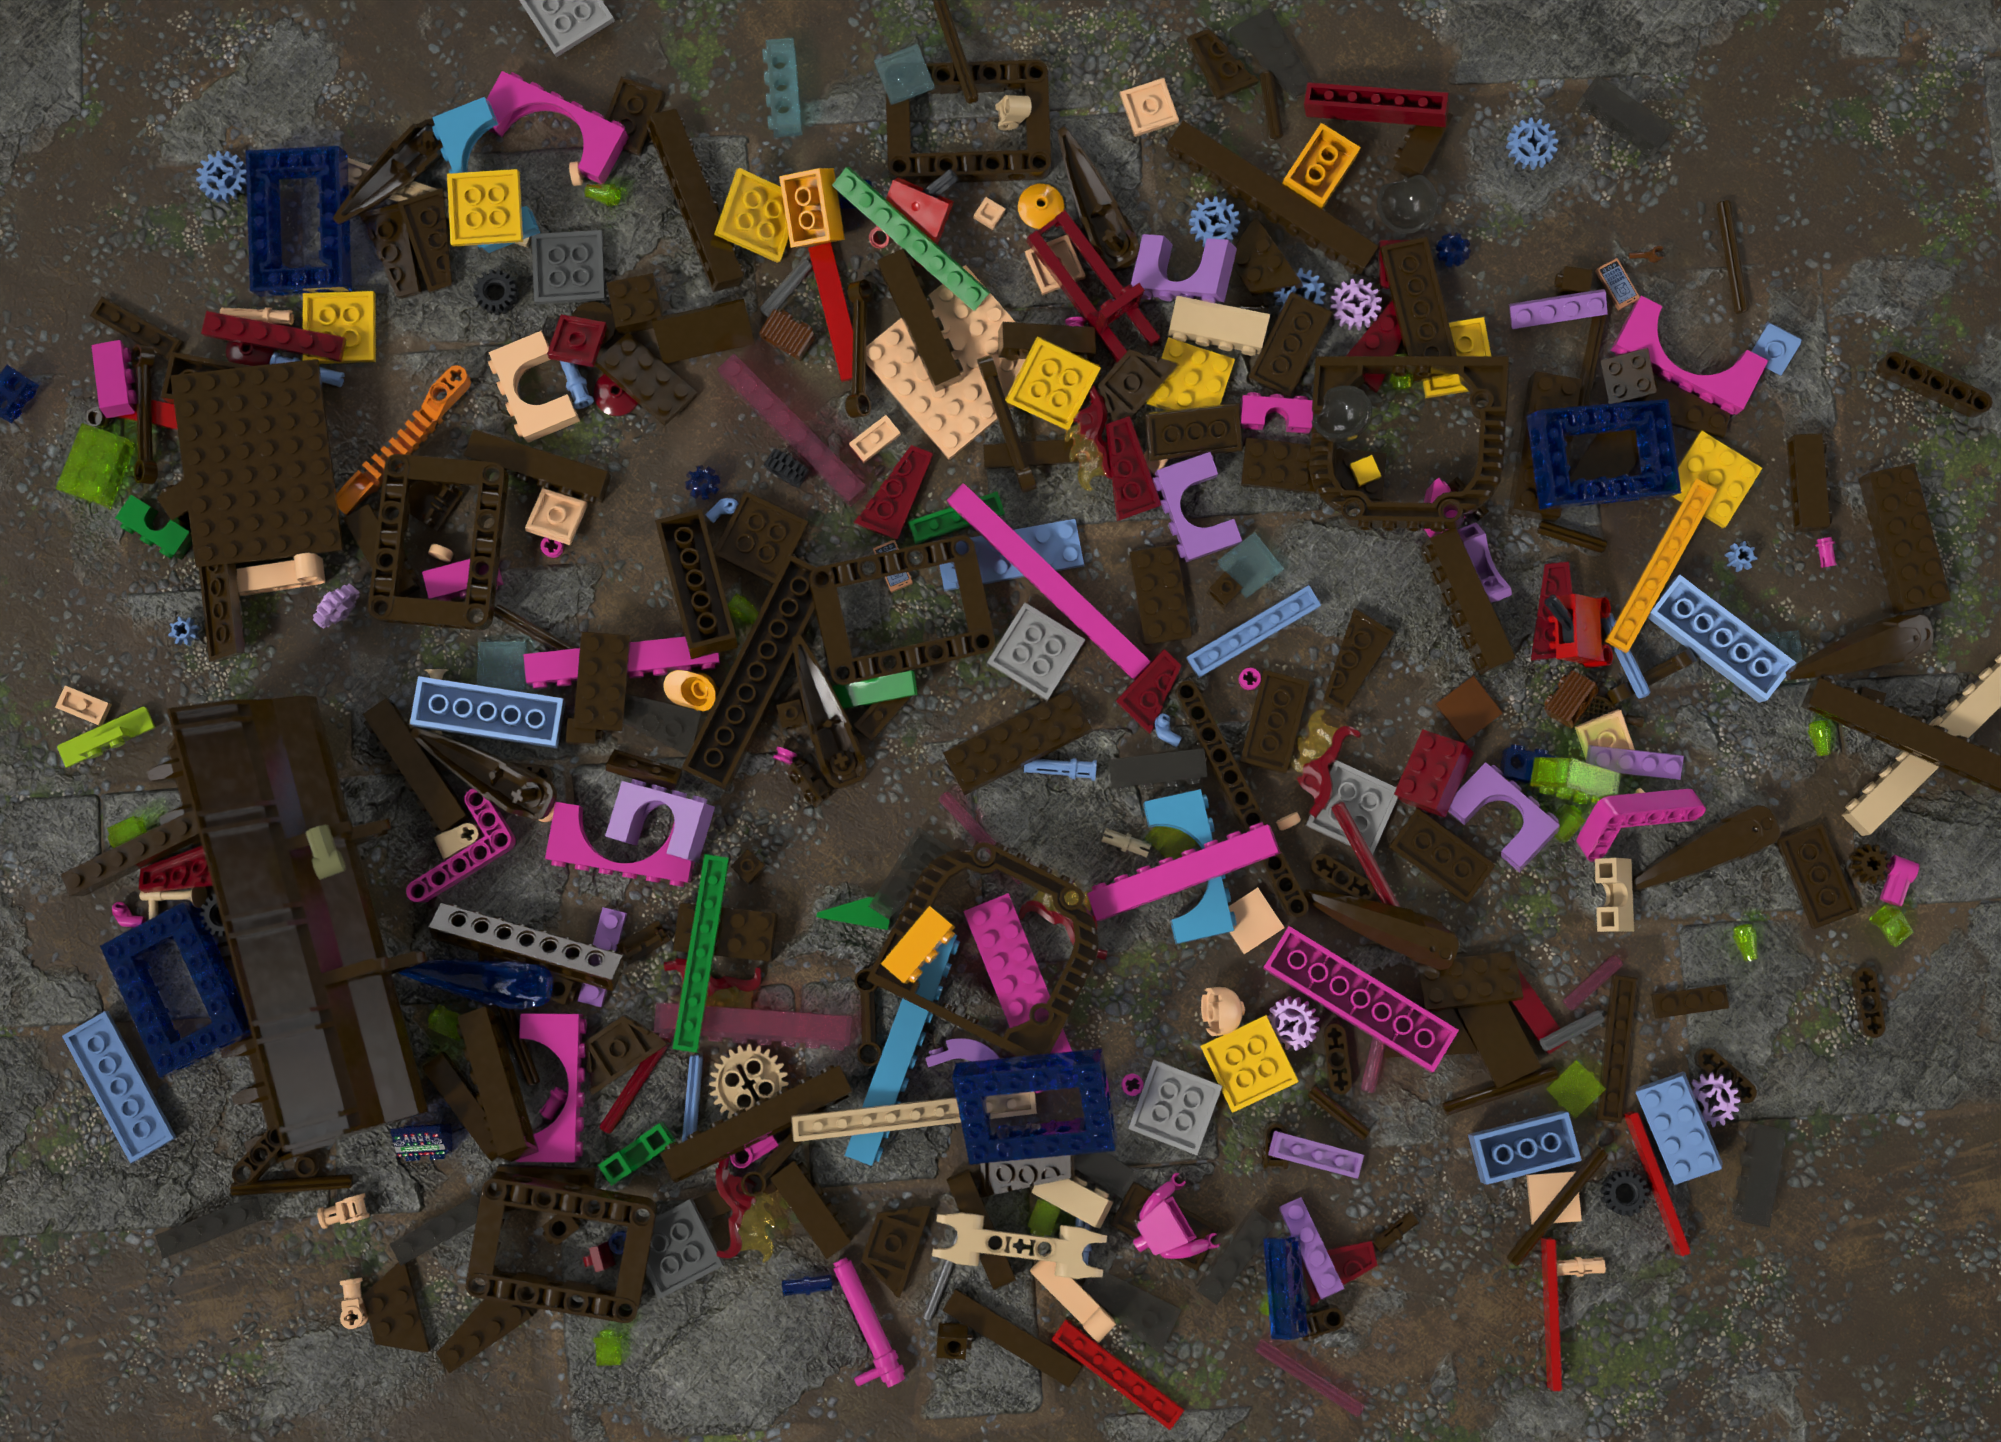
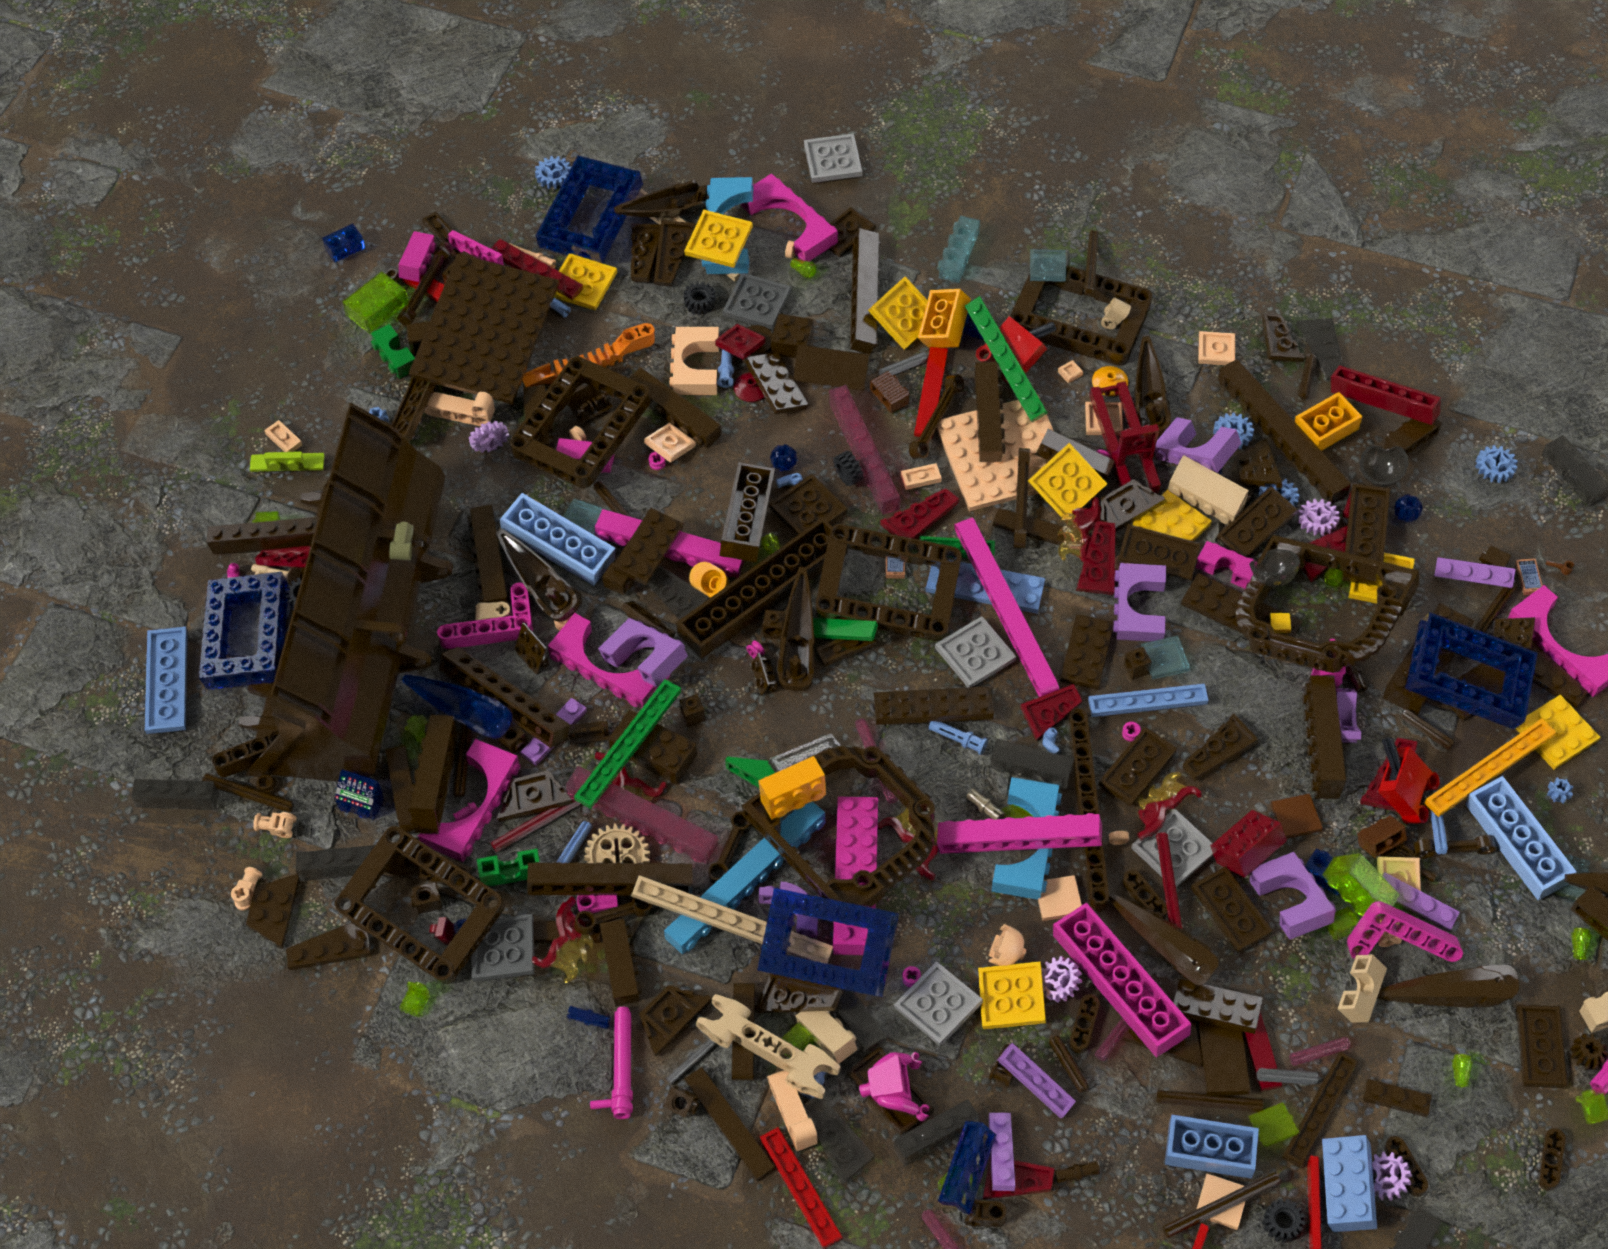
camera: 25 degrees right, 25 degrees down
(188, 345) = (474, 248): none -> dark pink wing
(520, 866) = (531, 649): none -> dark brown hinge

